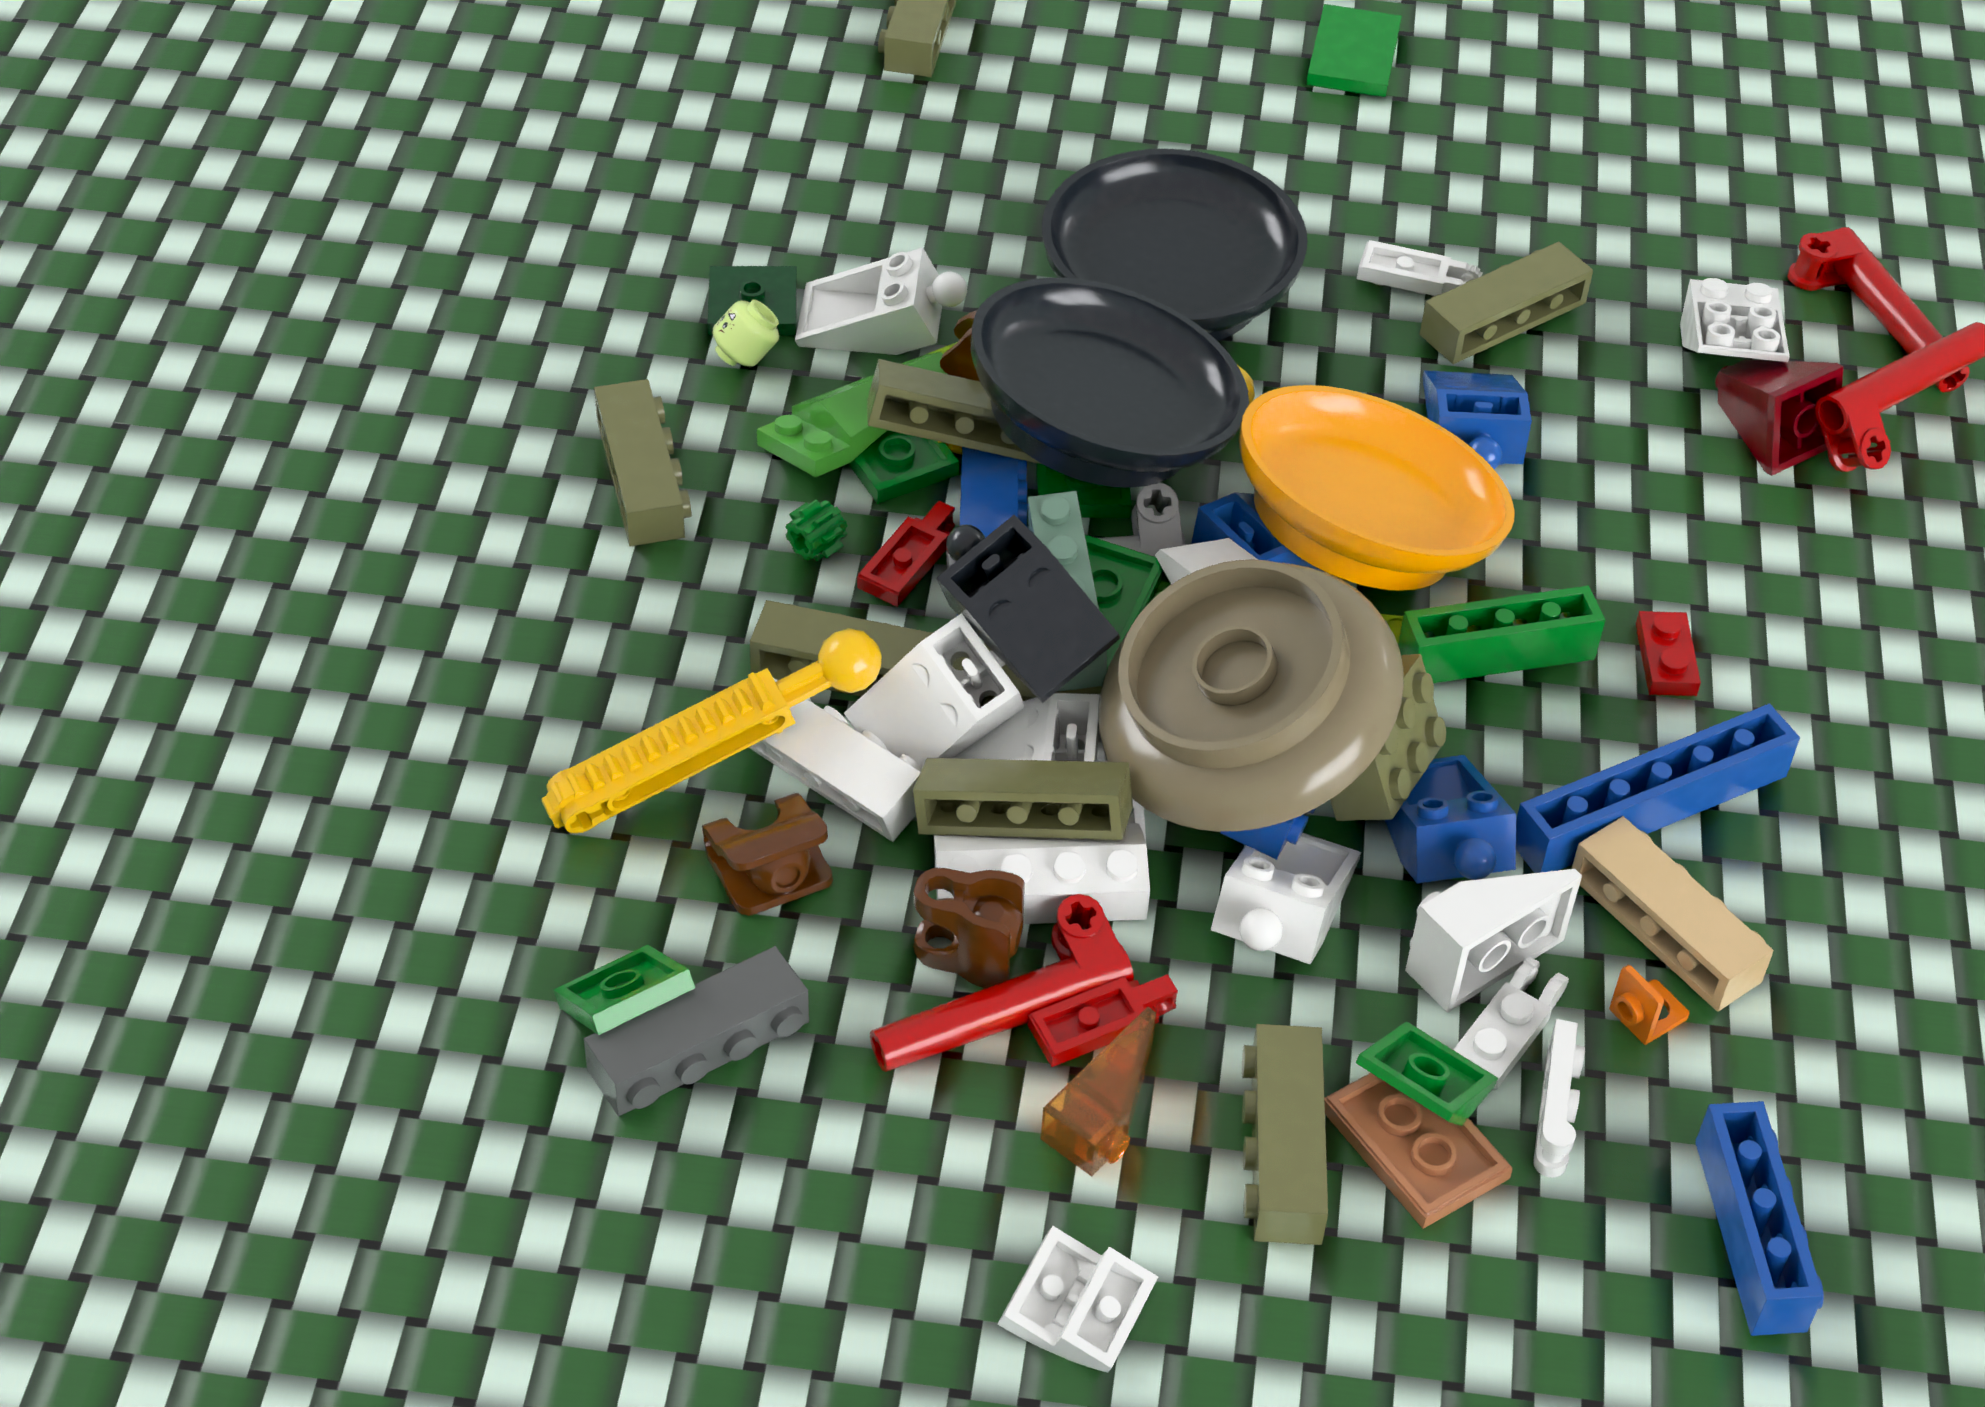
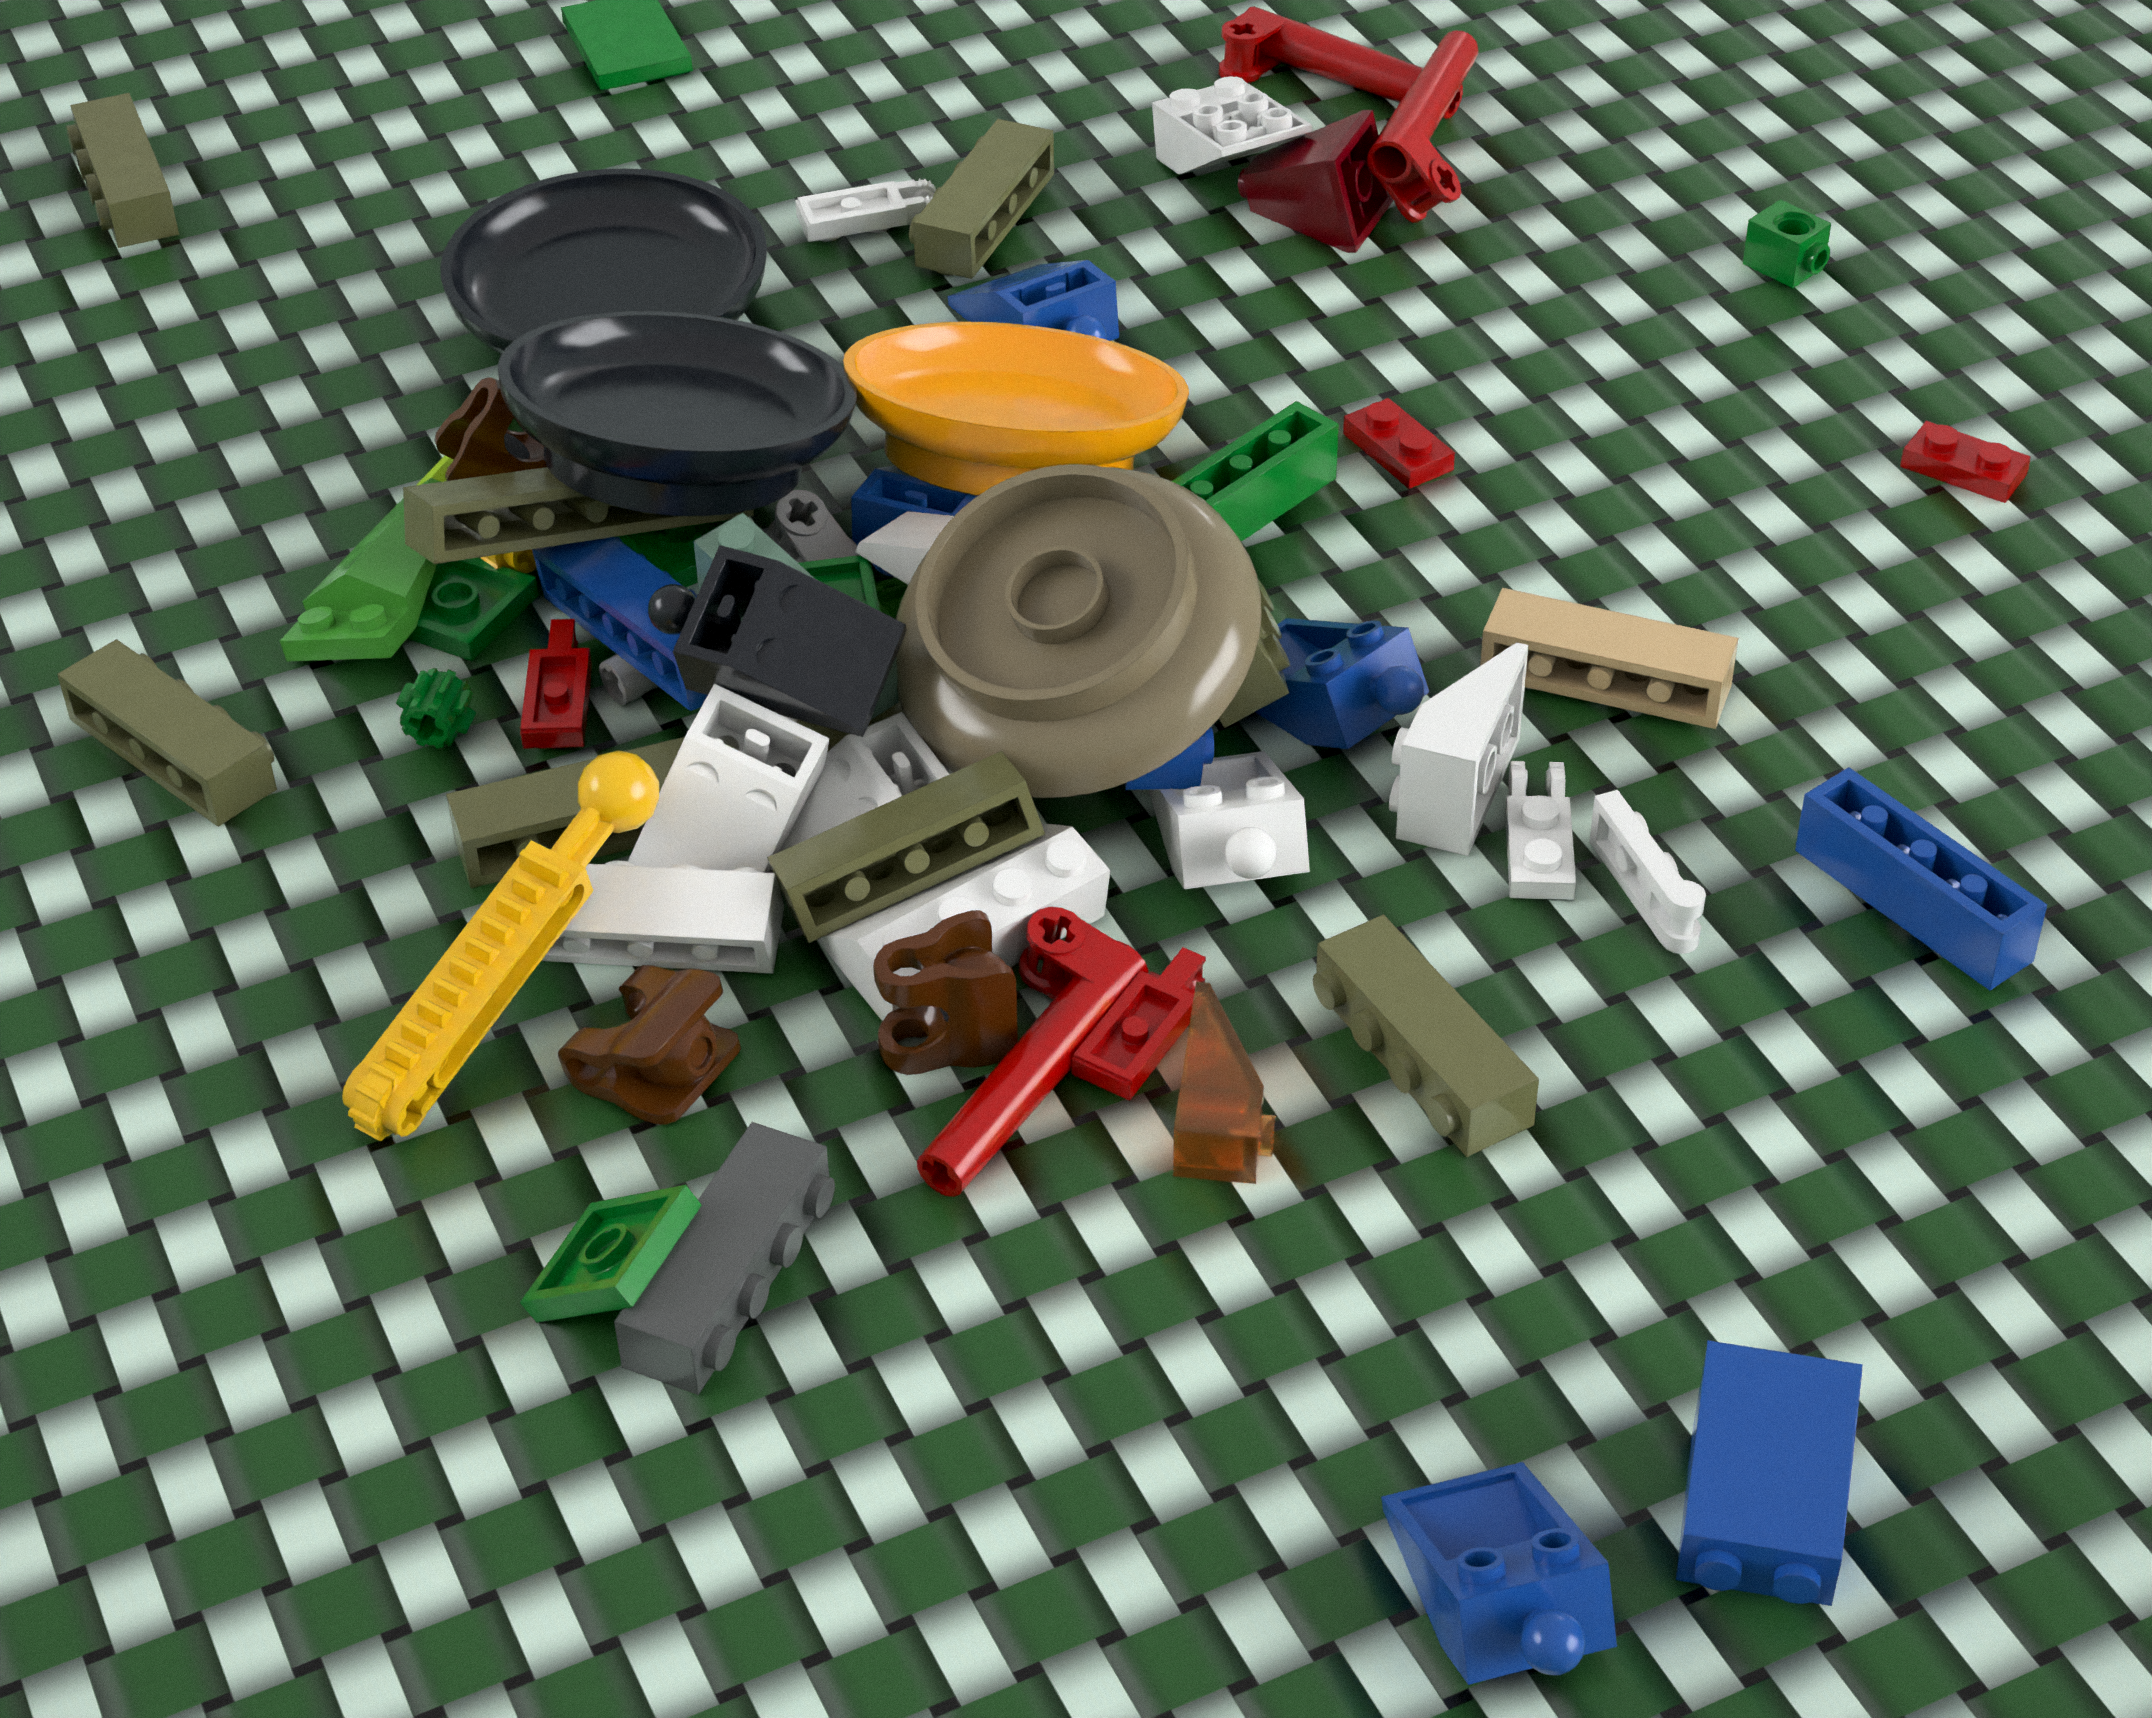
camera: 30 degrees left, 5 degrees down
(746, 333) = (189, 551): yellowish green head -> none
(767, 284) = (159, 524): dark green plate -> none
(879, 306) = (317, 466): white slope -> none
(1078, 1301) = (1349, 1303): white slope -> none
(1414, 1151) = (1547, 980): nougat tile -> none
(1428, 1072) = (1515, 909): green slope -> none
(1640, 1005) = (1650, 751): orange bracket -> none
(1658, 786) = (1504, 550): blue brick -> none

